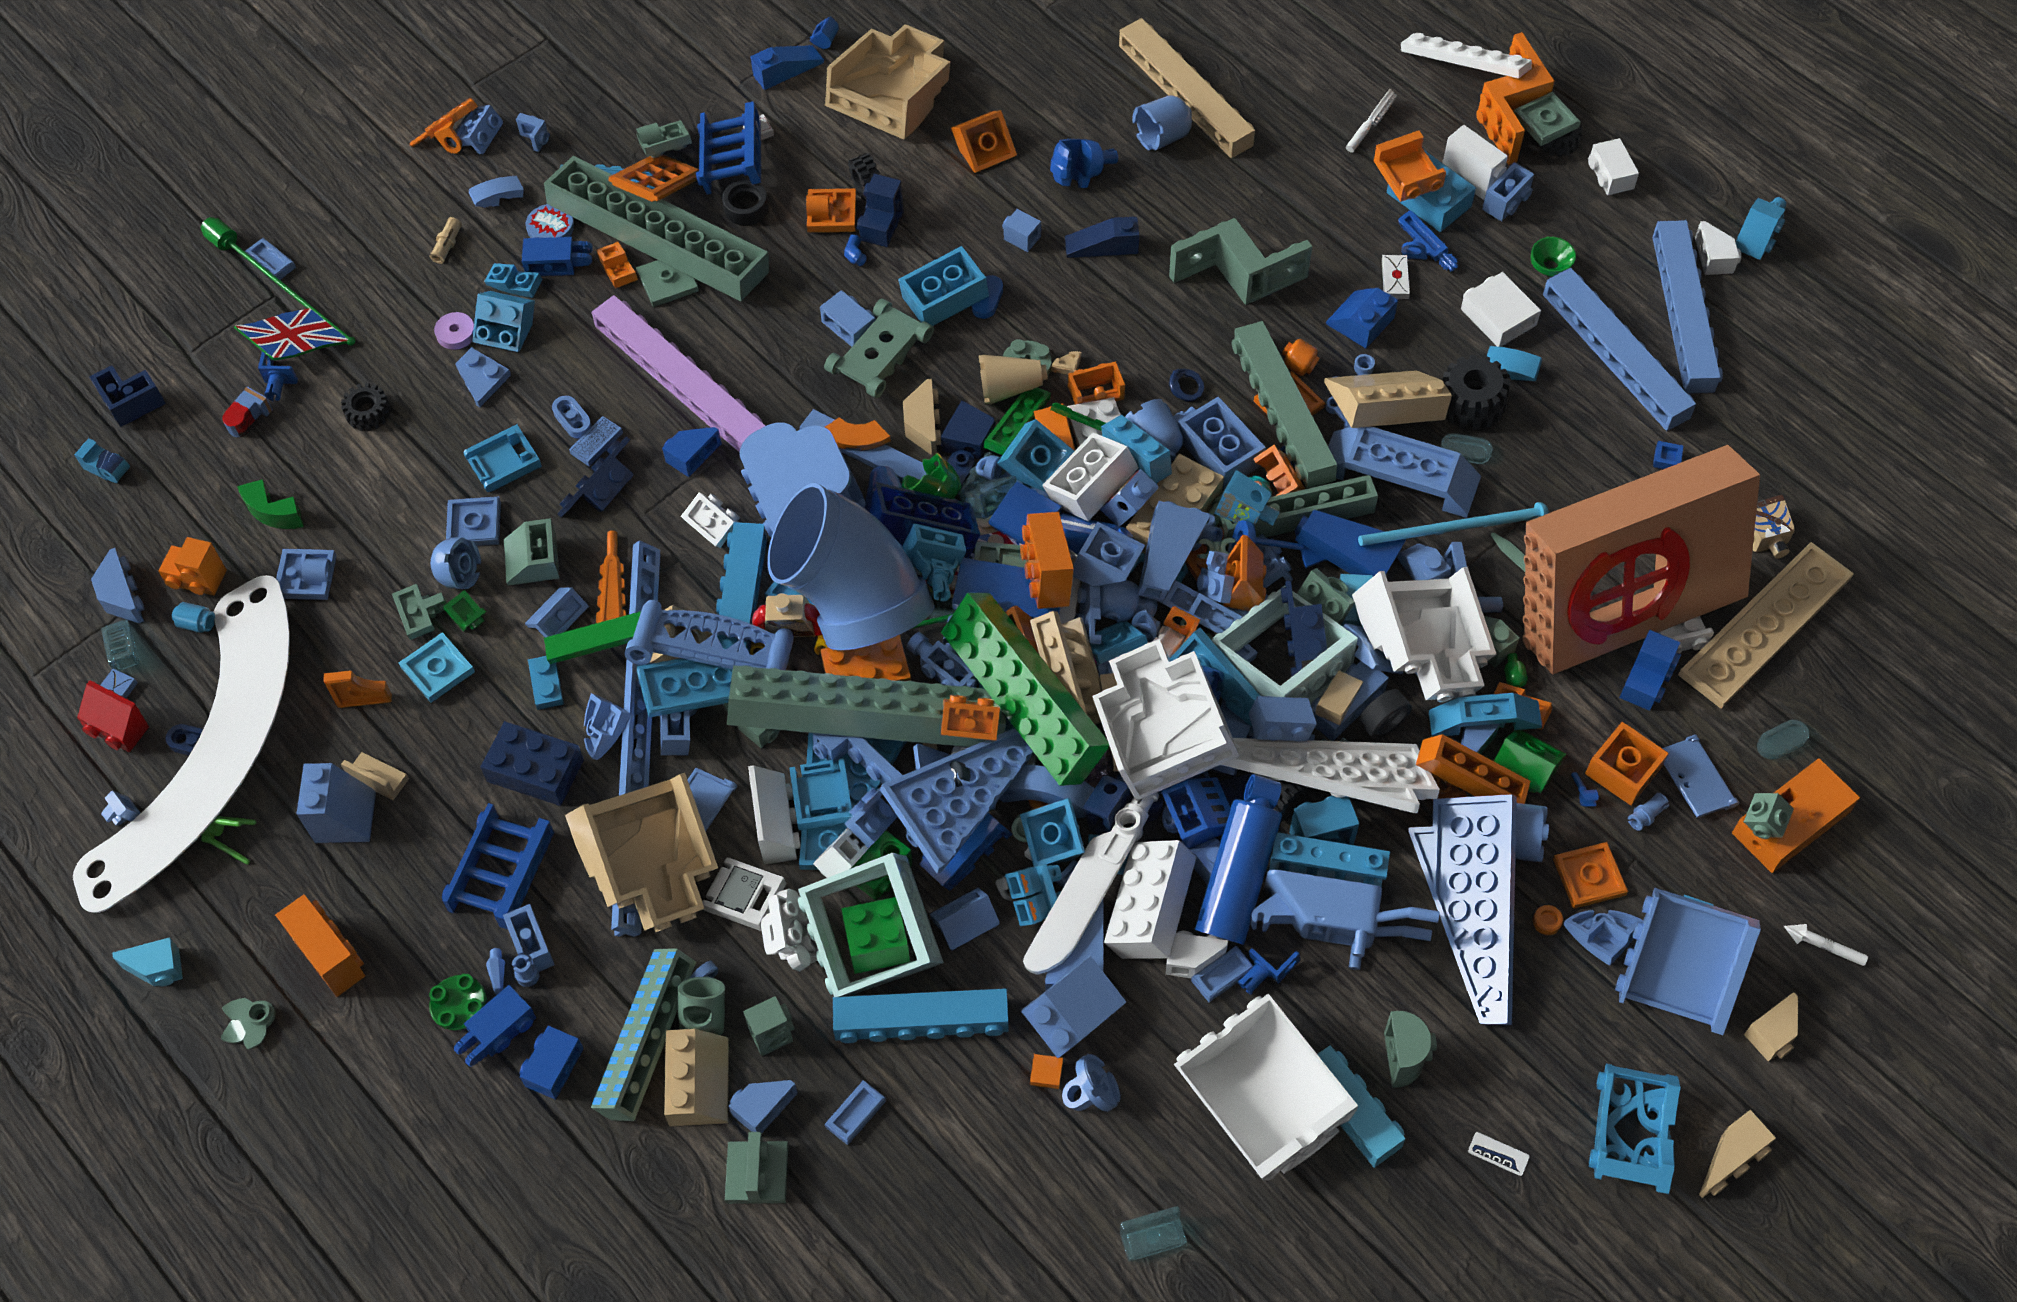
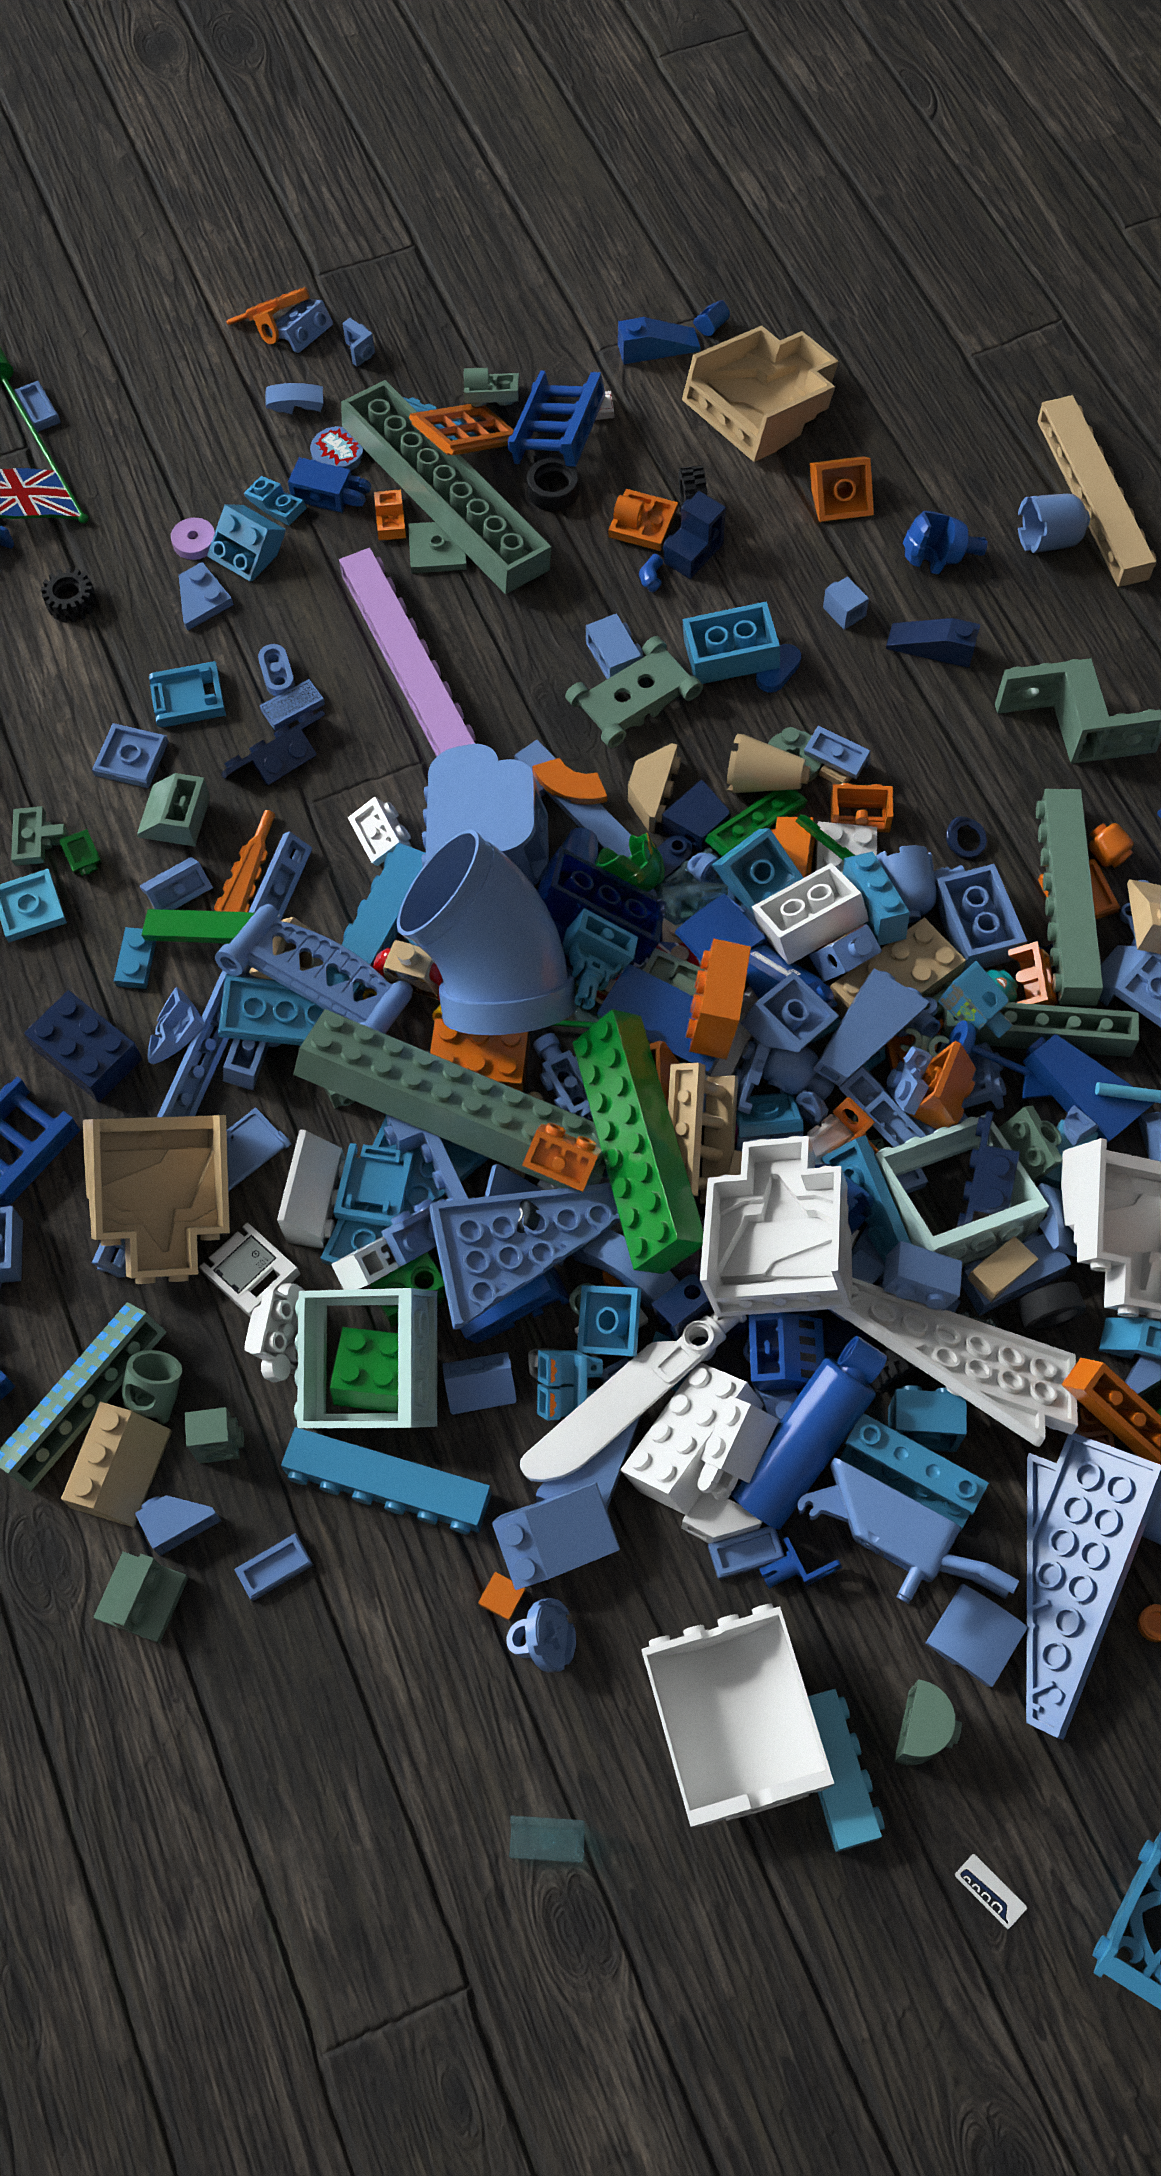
camera: 20 degrees right, 5 degrees up
(450, 230) = (232, 425): tan pin -> none
(455, 563) = (91, 796): medium blue cylinder -> none
(691, 448) = (388, 744): blue slope -> none
(706, 970) = (174, 1346): medium blue tile -> none
(1061, 348) = (837, 752): none -> medium blue panel
(1188, 890) = (735, 1447): none -> white hinge
(1356, 574) = (1078, 1126): none -> medium blue tile
(1419, 973) = (976, 1635): none -> medium blue slope

